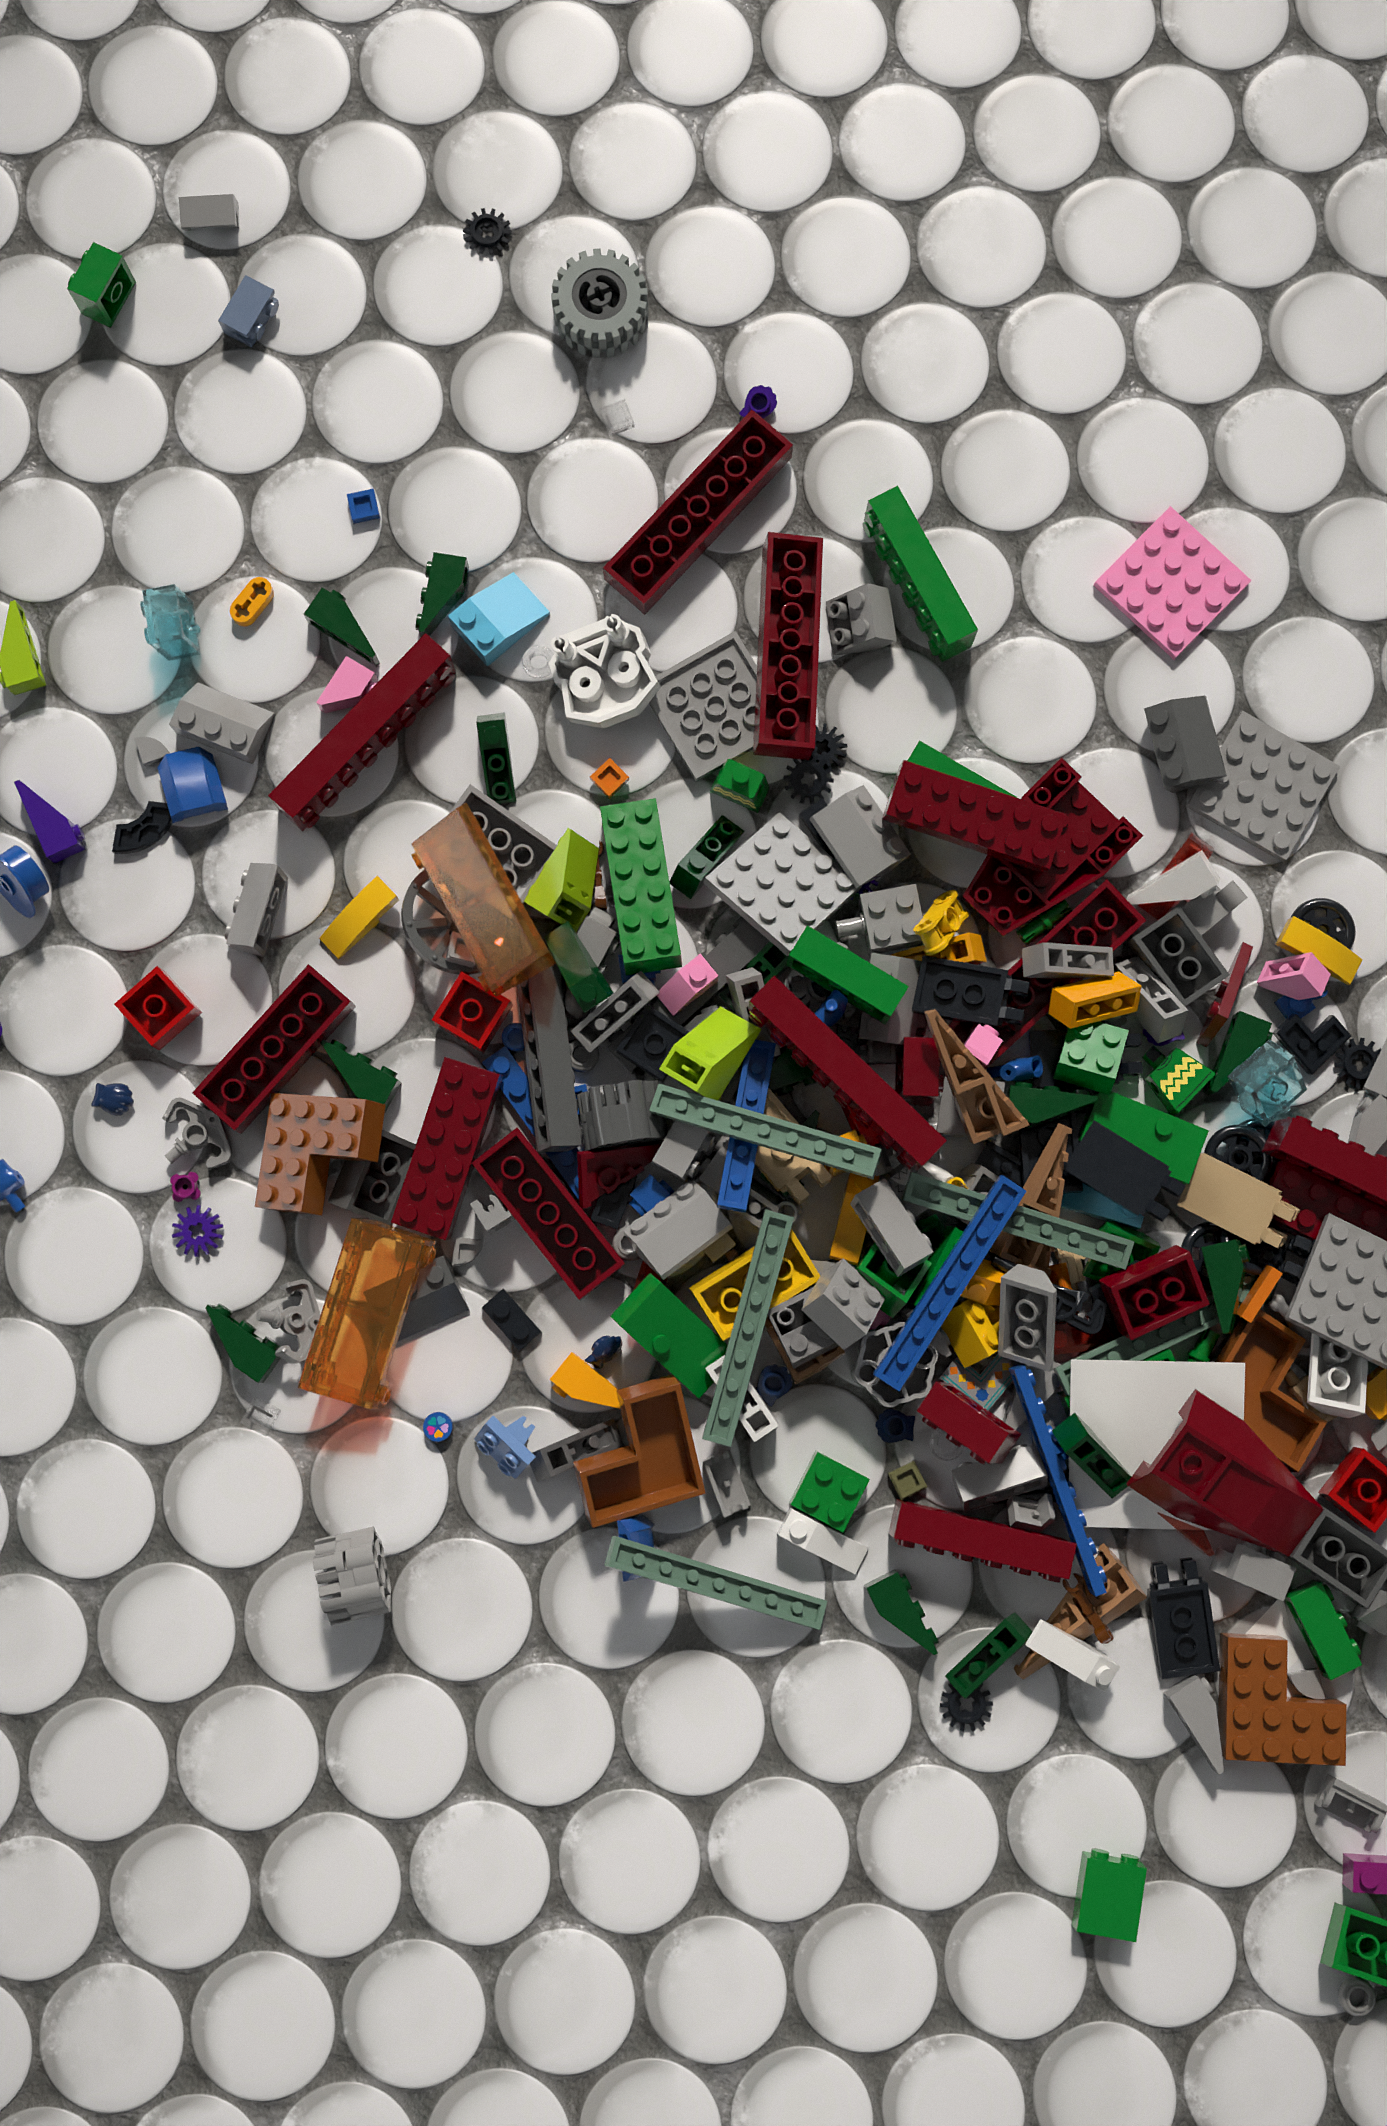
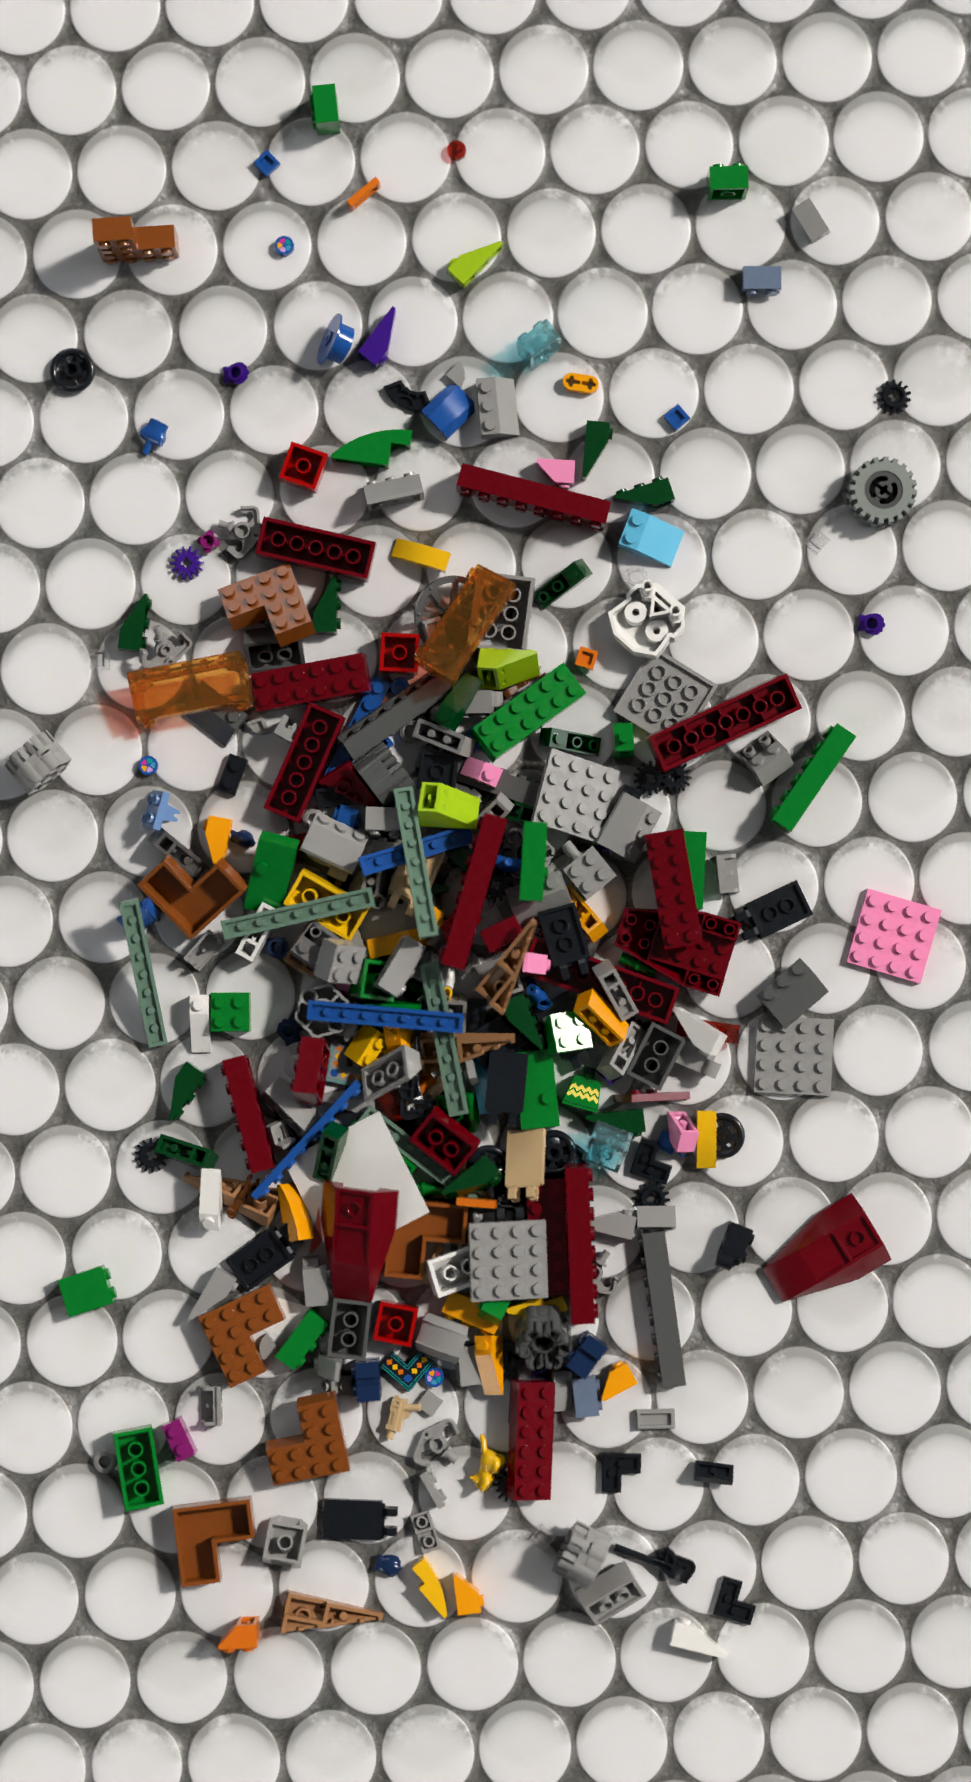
camera: 60 degrees right, 5 degrees up
(113, 1098) = (237, 470): dark blue animal -> none
(184, 905) = (373, 448): none -> green slope
(698, 512) = (780, 623): dark red brick -> none
(907, 1480) = (261, 1054): olive tile -> none
(941, 922) = (601, 902): yellow piece -> none
(983, 748) = (727, 873): none -> light grey hinge
(1064, 713) = (775, 911): none -> black tile
(1078, 1210) = (471, 1073): none -> light grey plate
(1147, 1548) = (294, 1213): none -> light orange slope

